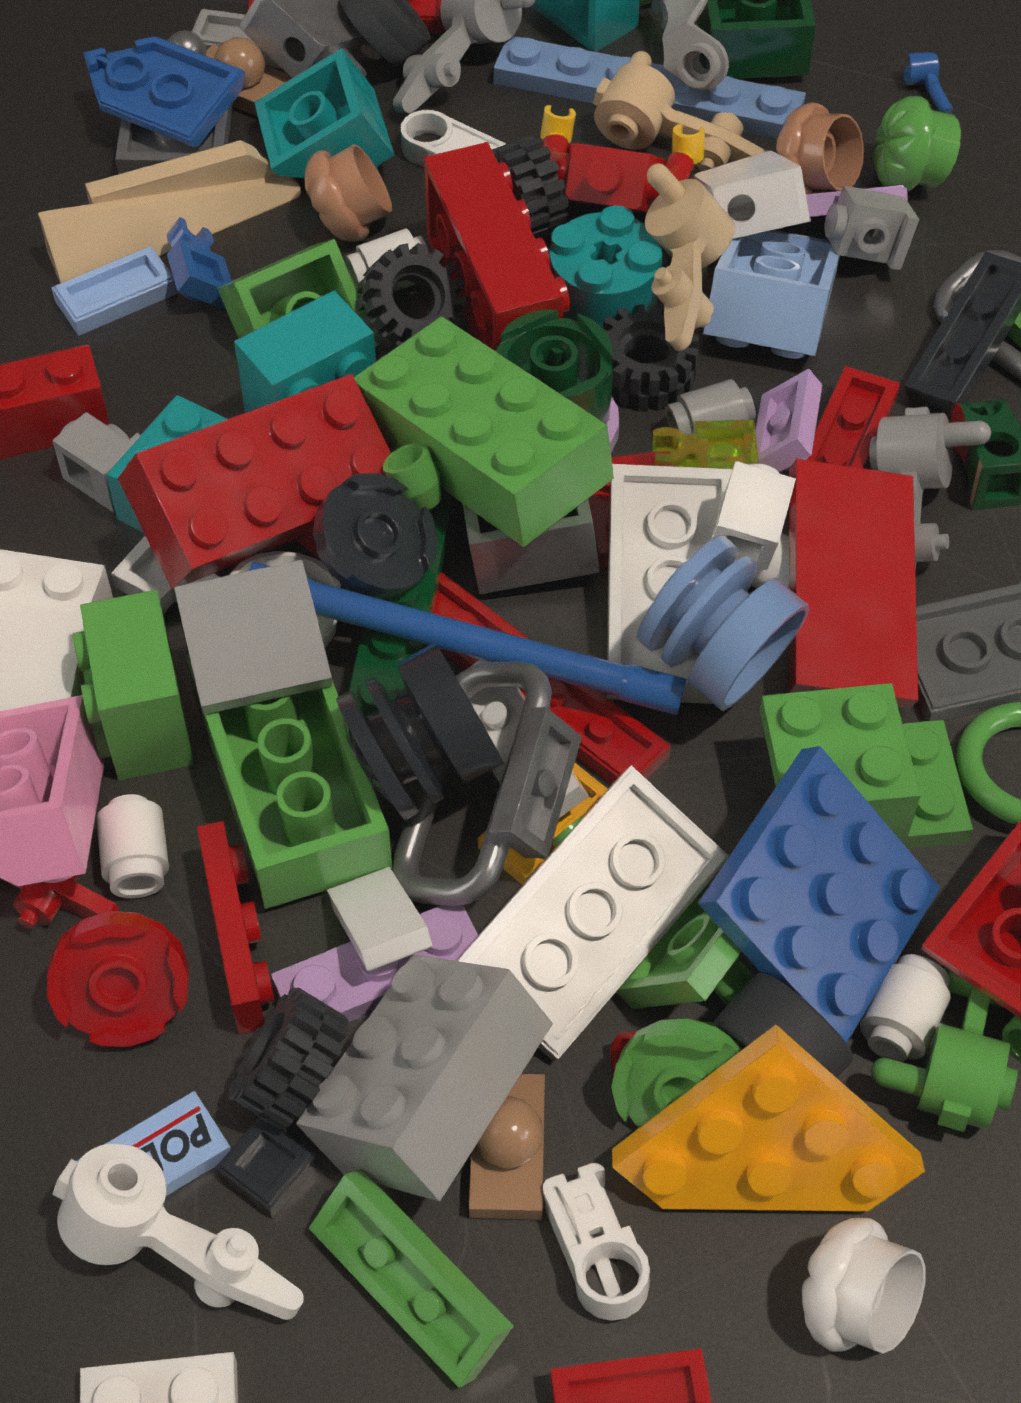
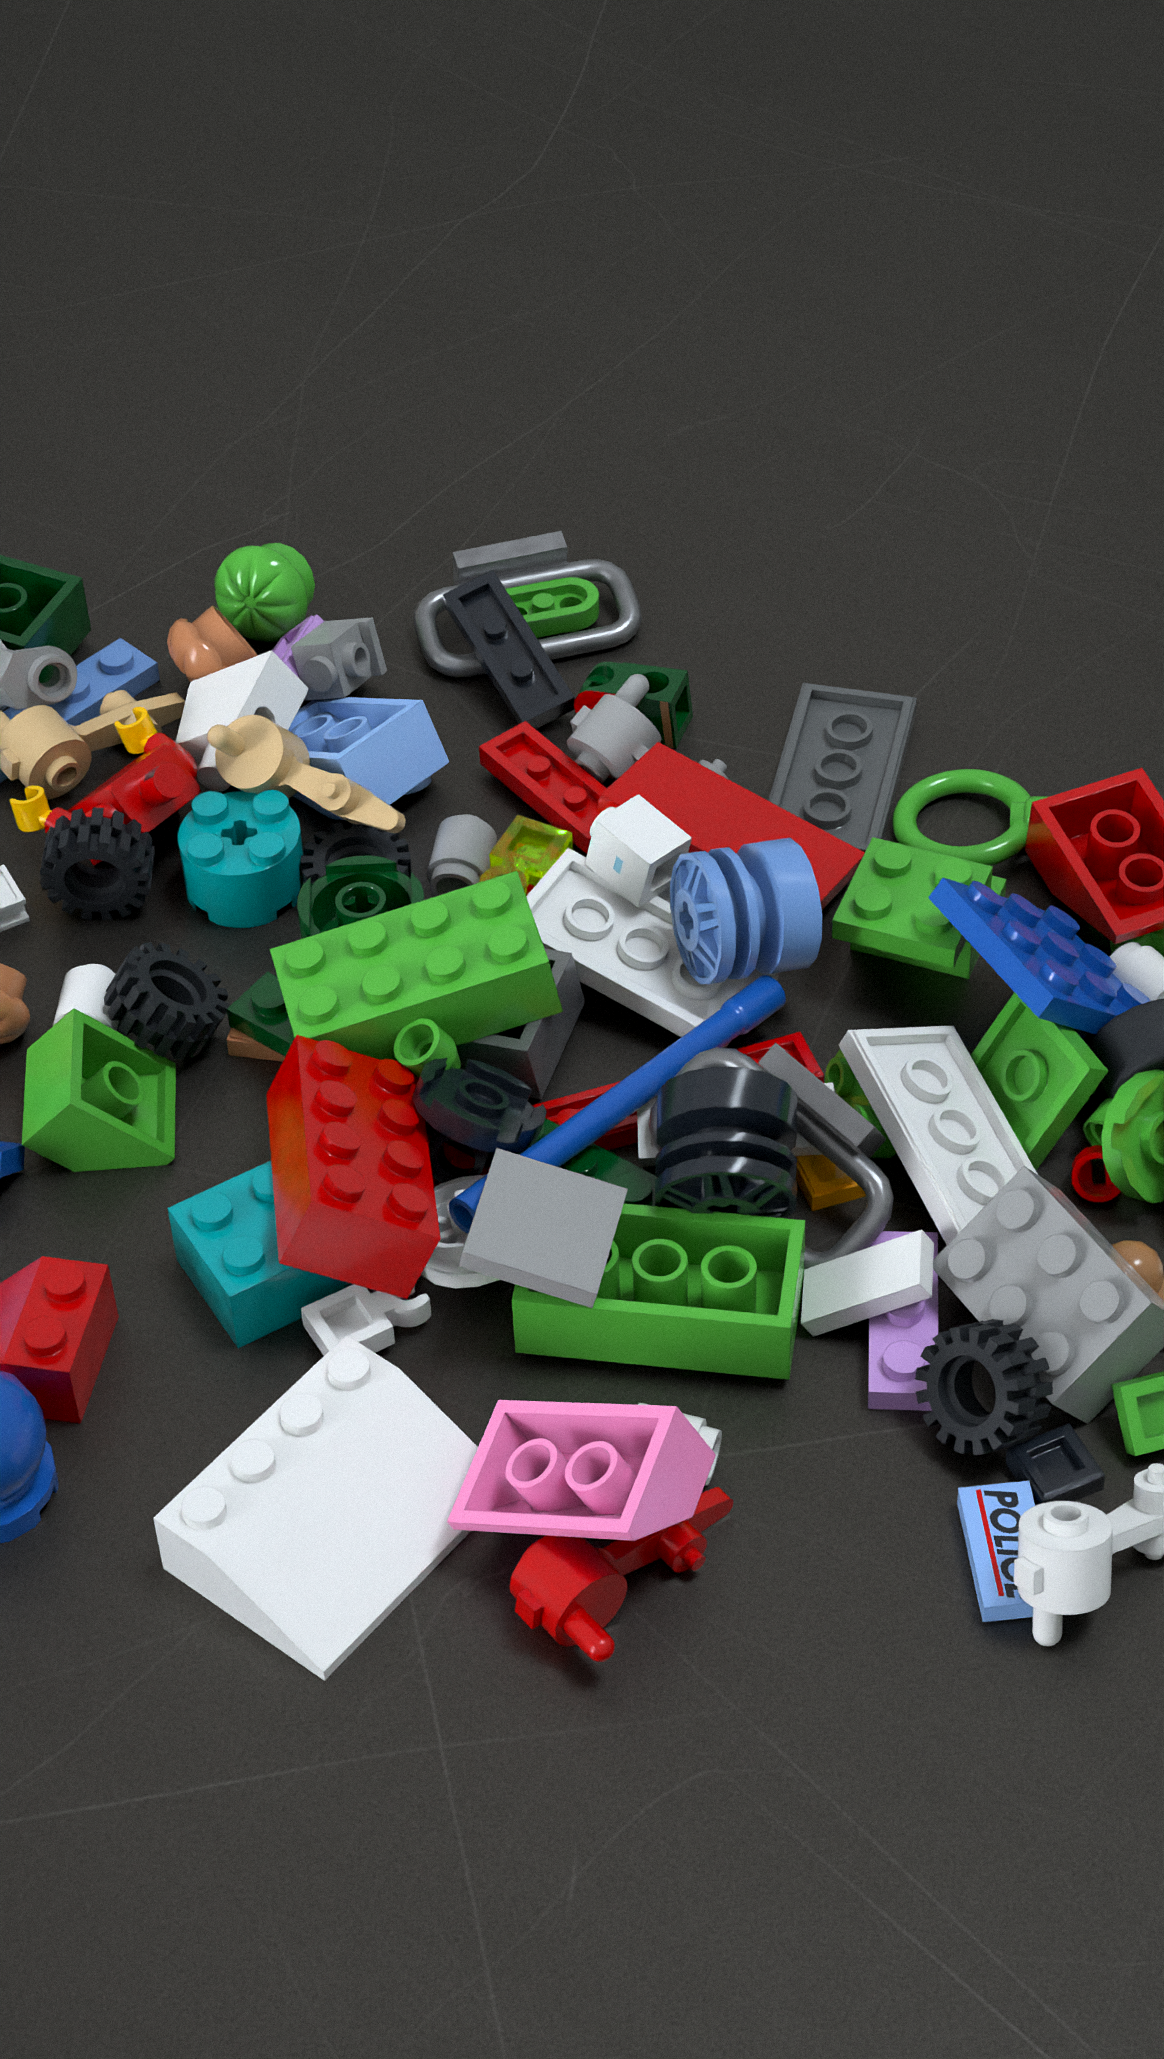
camera: 60 degrees left, 10 degrees down
(88, 452) = (171, 1321): light grey brick -> none
(118, 978) = (818, 1487): red tile -> none
(132, 685) = (500, 1345): bright green brick -> none
(236, 927) = (805, 1399): red plate -> none
(303, 351) = (216, 1098): teal brick -> none
(489, 241) = (211, 905): red brick -> none
(788, 421) = (502, 796): lavender plate -> none
(925, 70) = (160, 552): blue hand -> none

